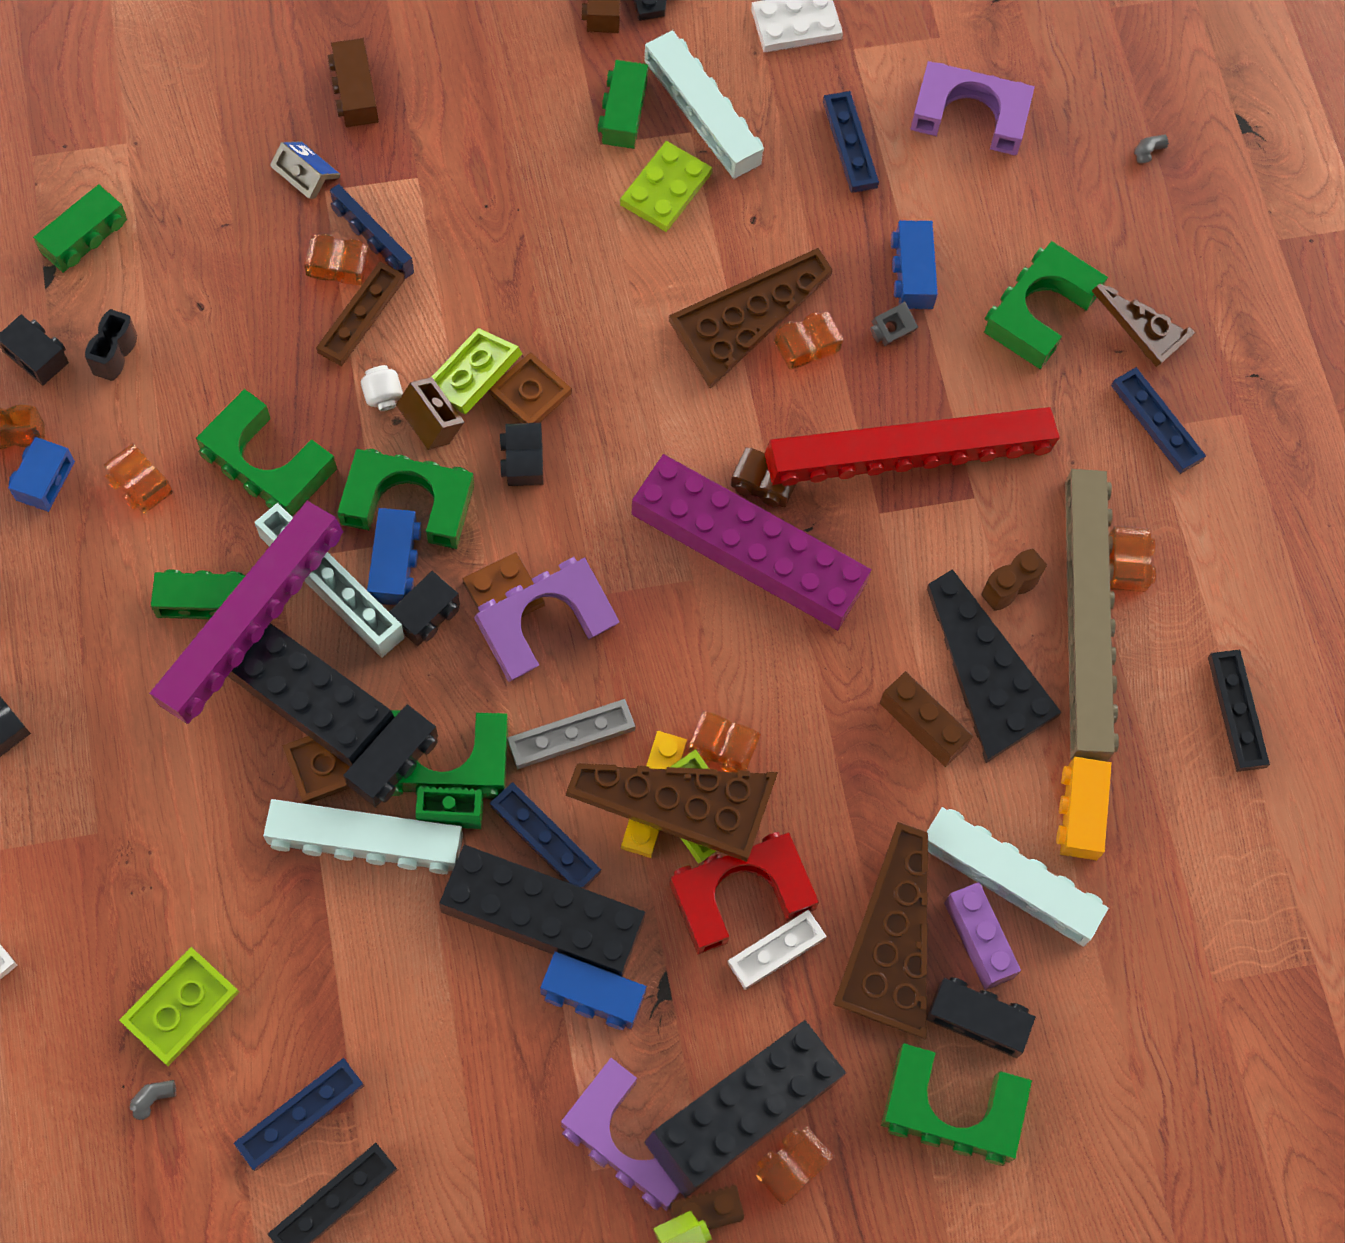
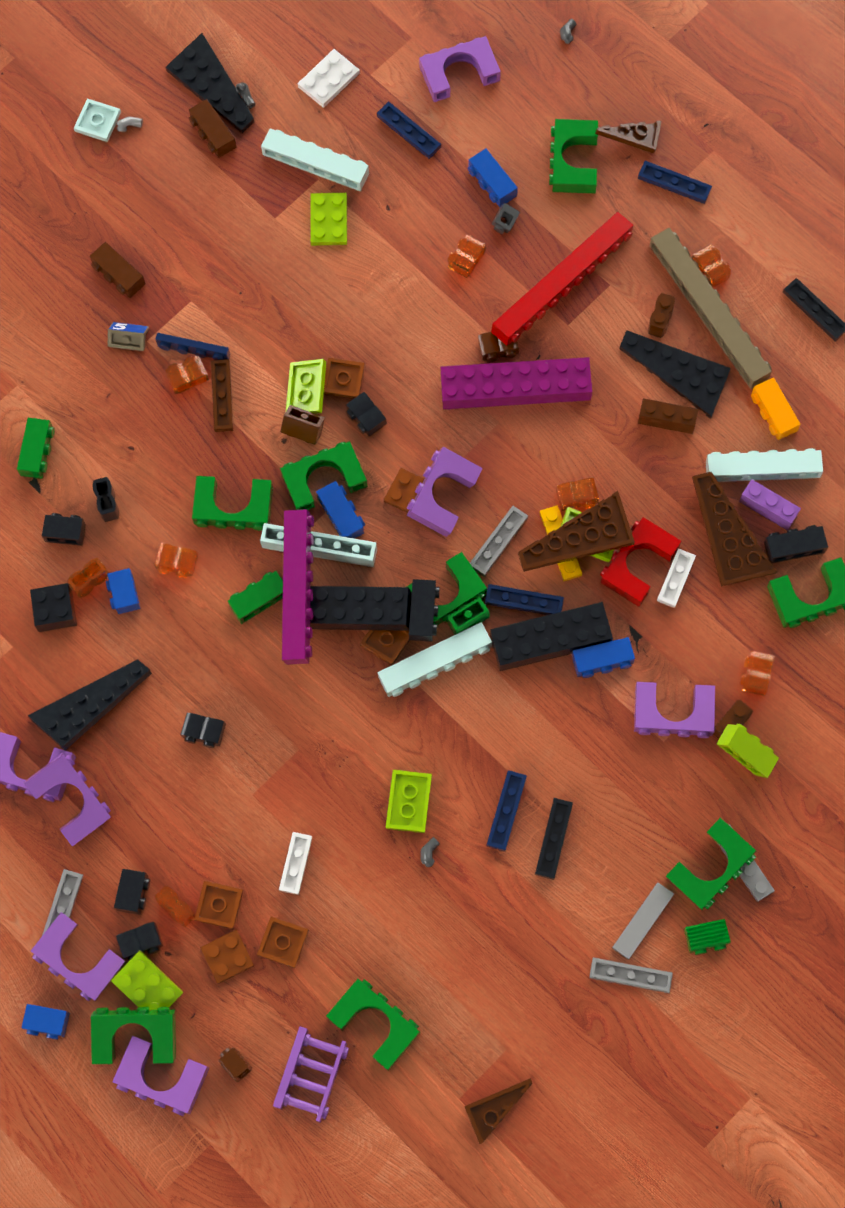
camera: 25 degrees left, 5 degrees up
(381, 387) = (265, 428): white head -> none
(426, 608) = (377, 526): black brick -> none
(623, 104) = (272, 187): green brick -> none
(734, 321) = (421, 268): reddish brown wing -> none
(744, 1108) = (718, 661): black brick -> none

